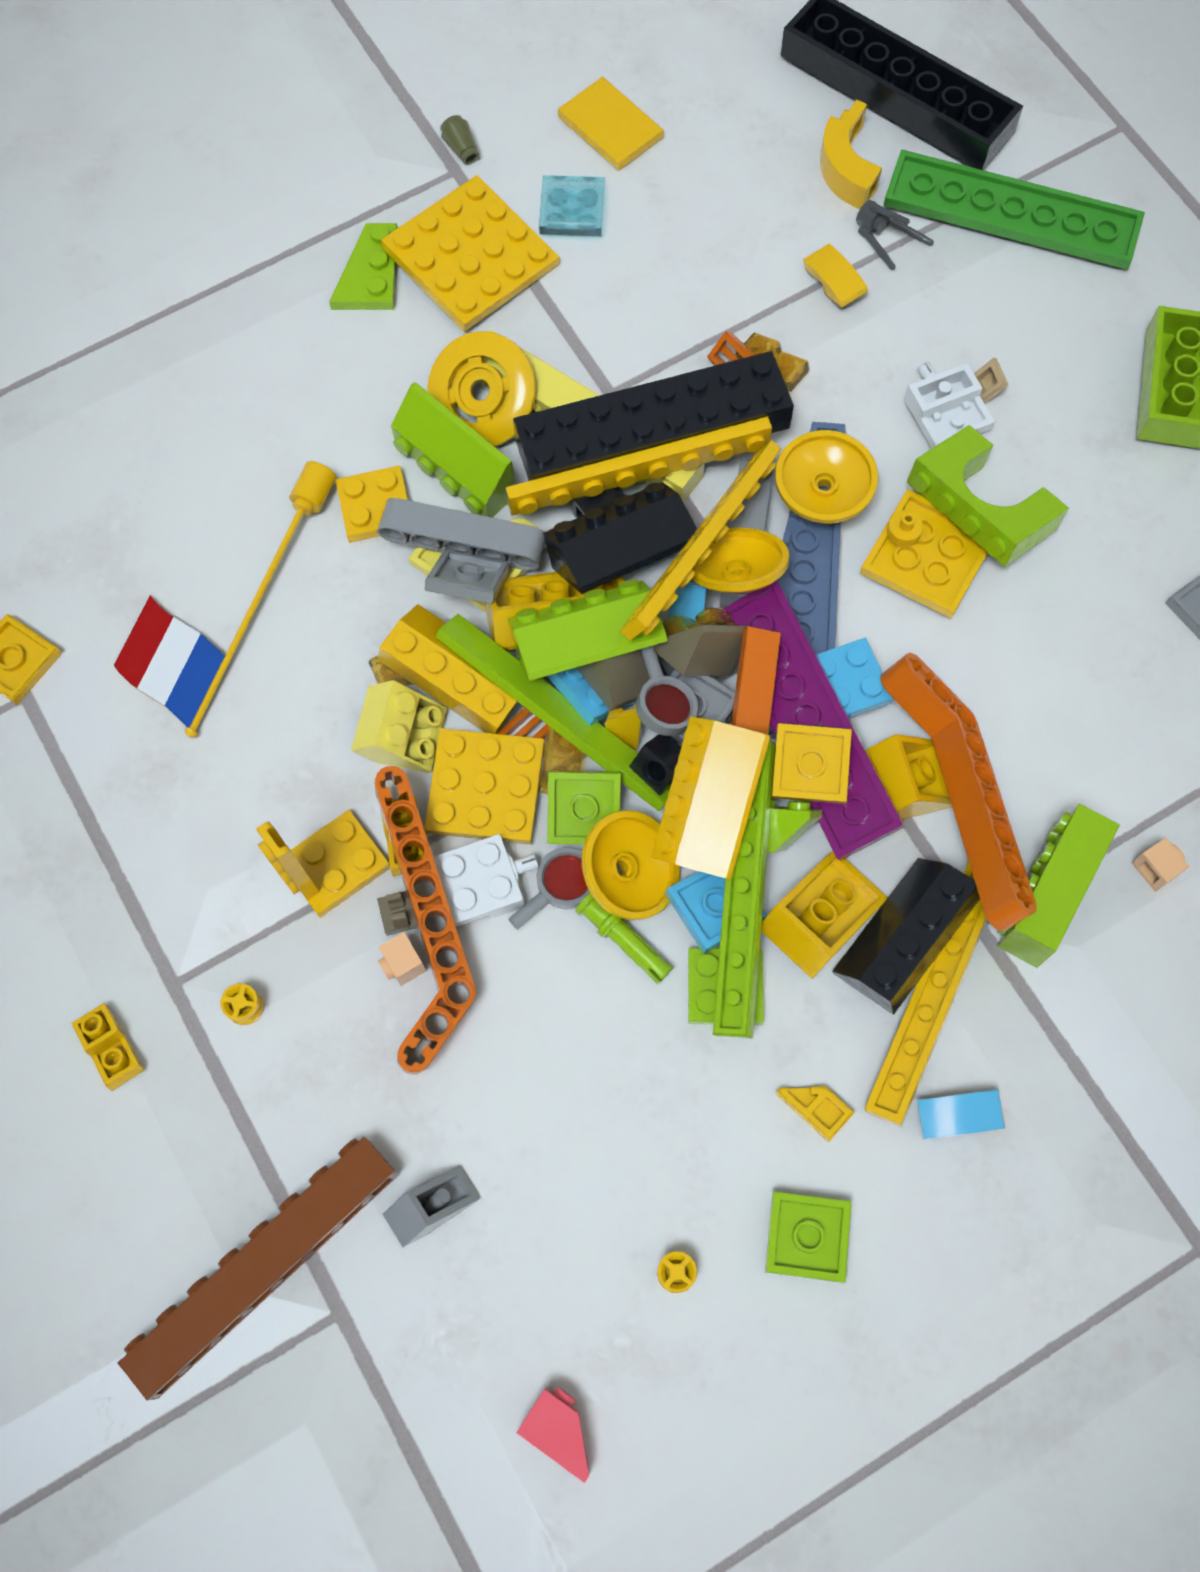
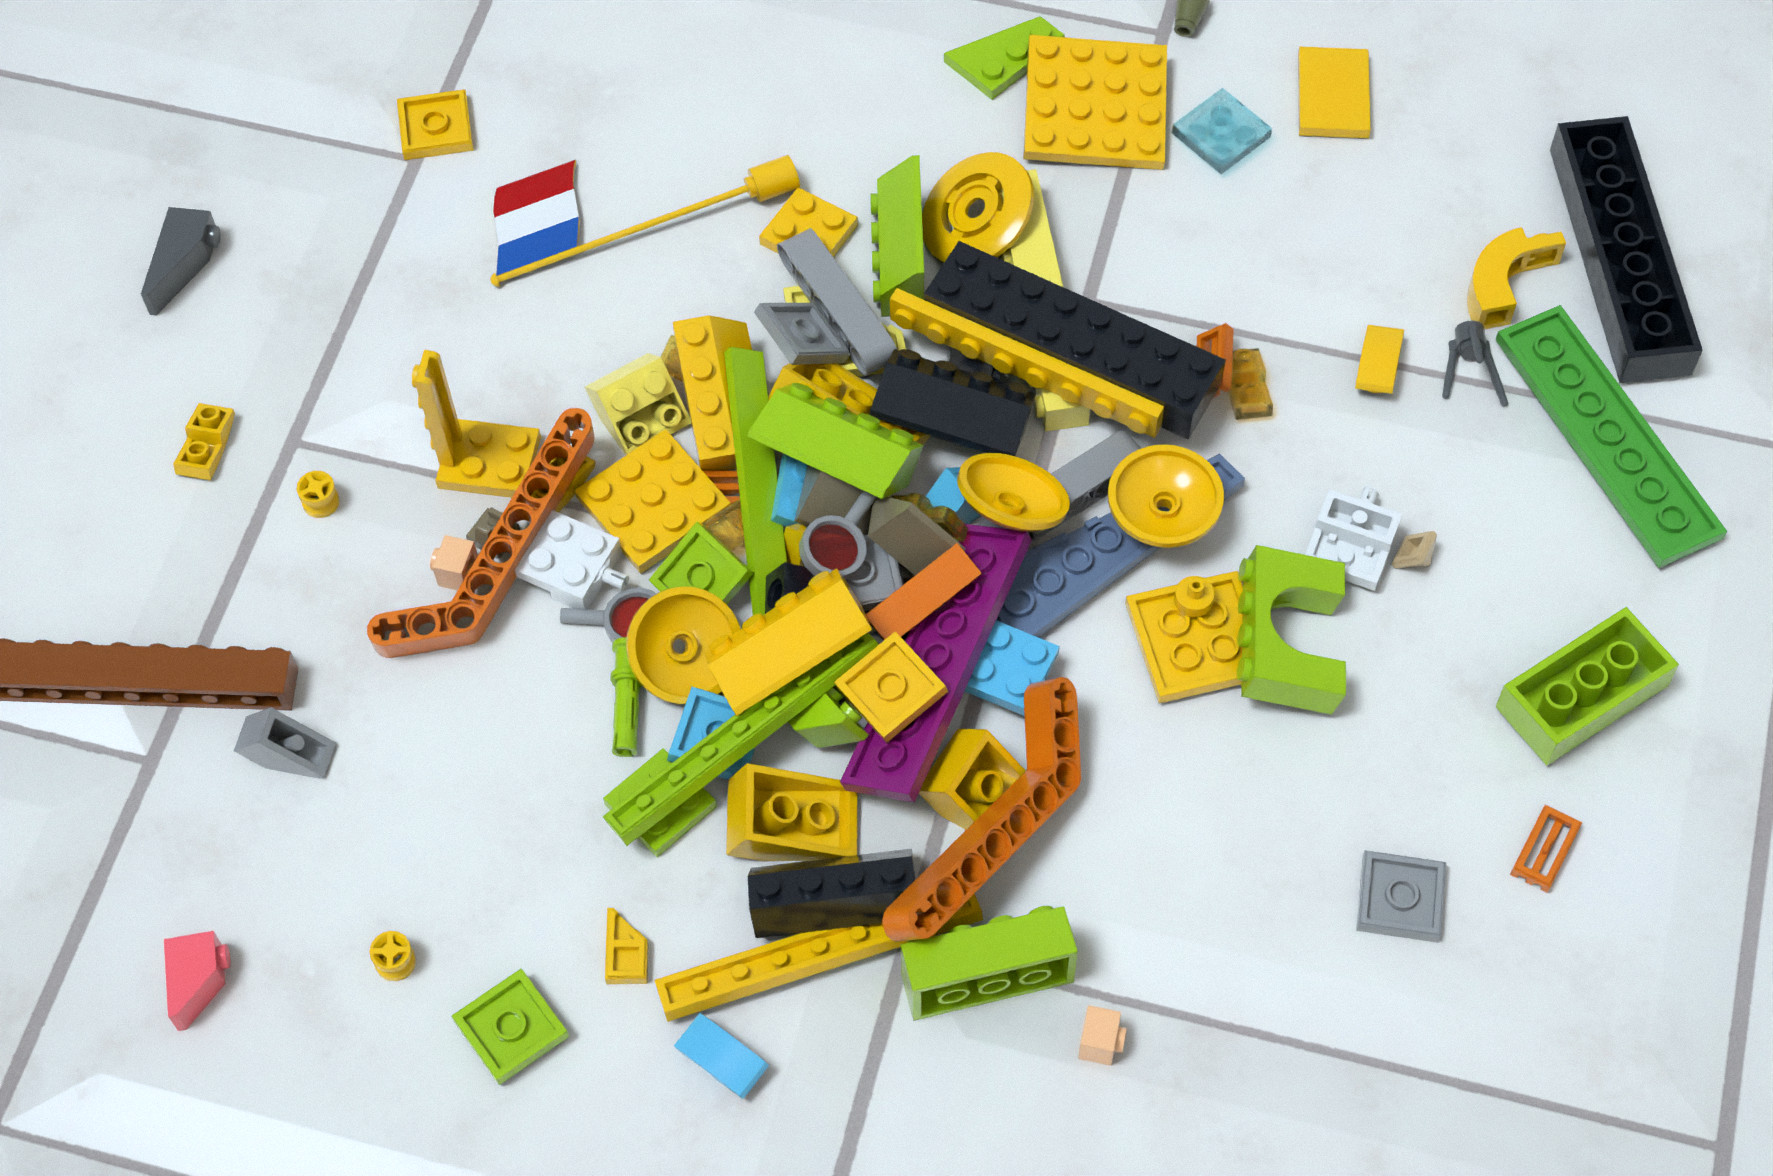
camera: 45 degrees right, 10 degrees down
(697, 548) = (984, 450): yellow plate -> none

